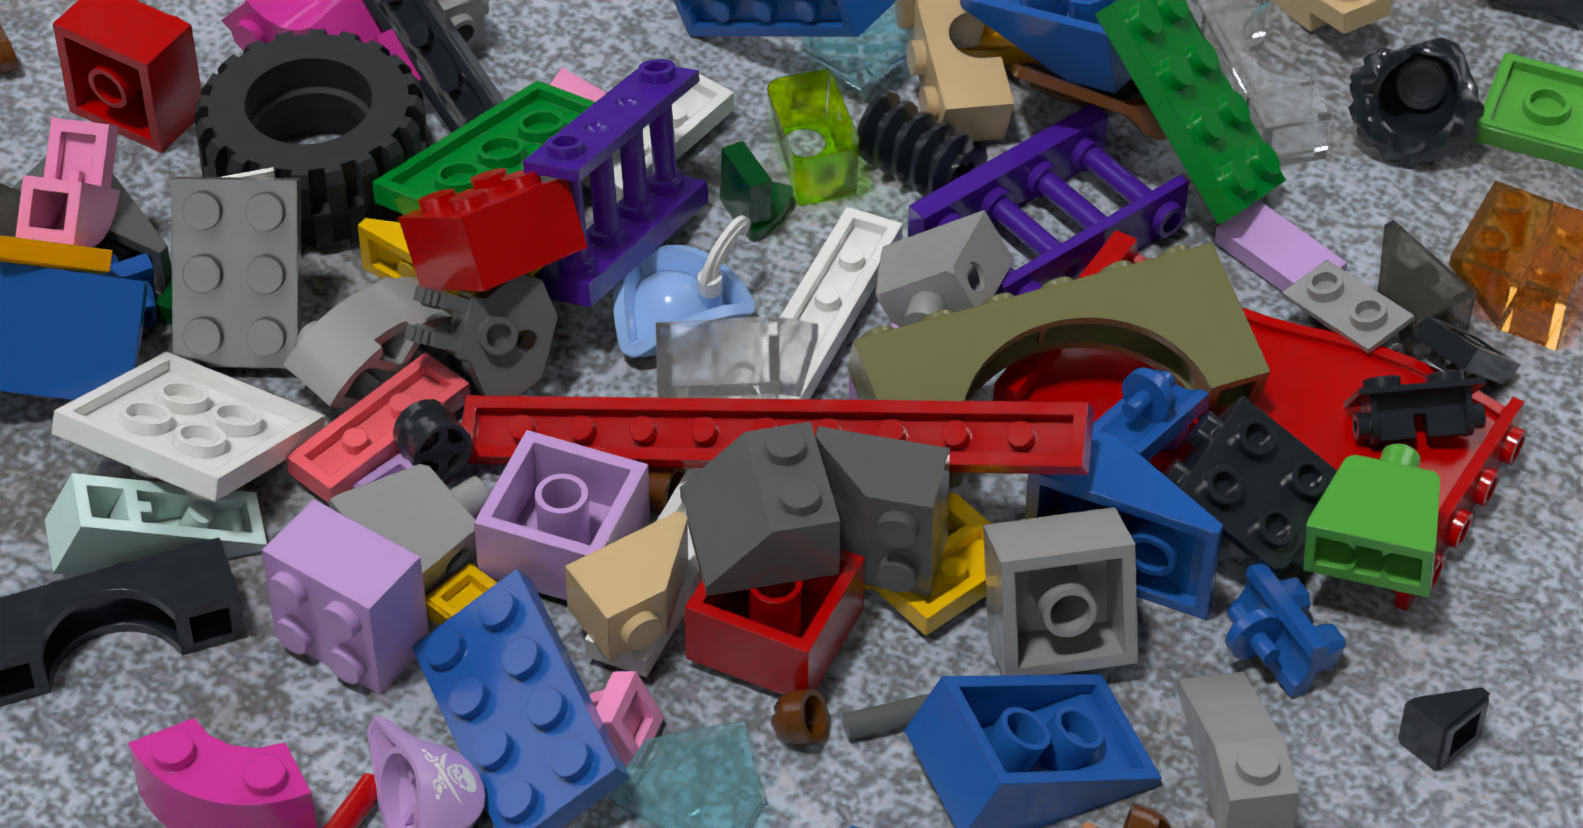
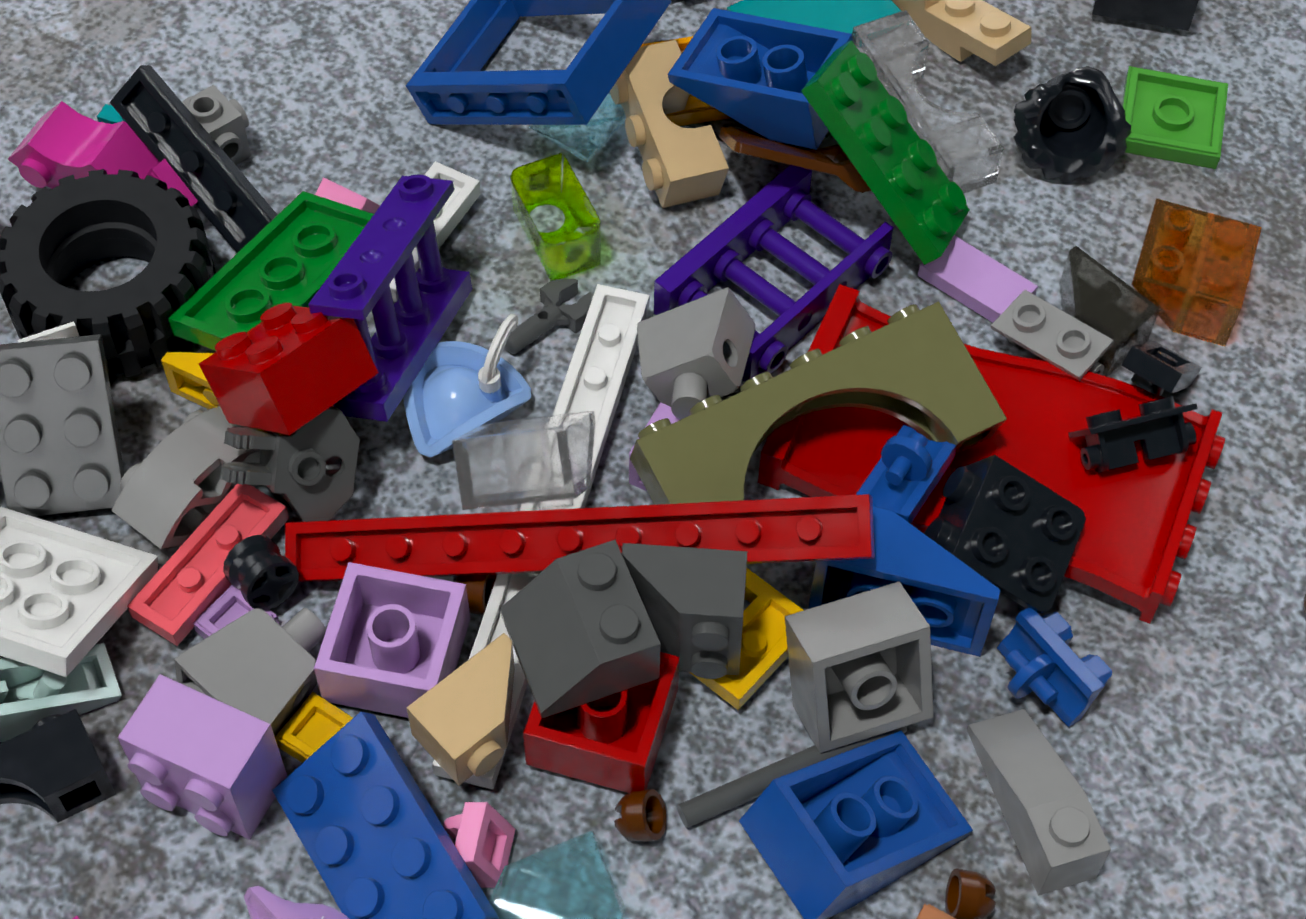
camera: 10 degrees left, 10 degrees up
(750, 191) = (508, 280): dark green tile -> none
(798, 232) = (552, 314): none -> dark grey bar
(914, 145) = (648, 222): black piece -> none
(1377, 523) = (1132, 559): bright green torso -> none
(1443, 724) = (1208, 747): black slope -> none

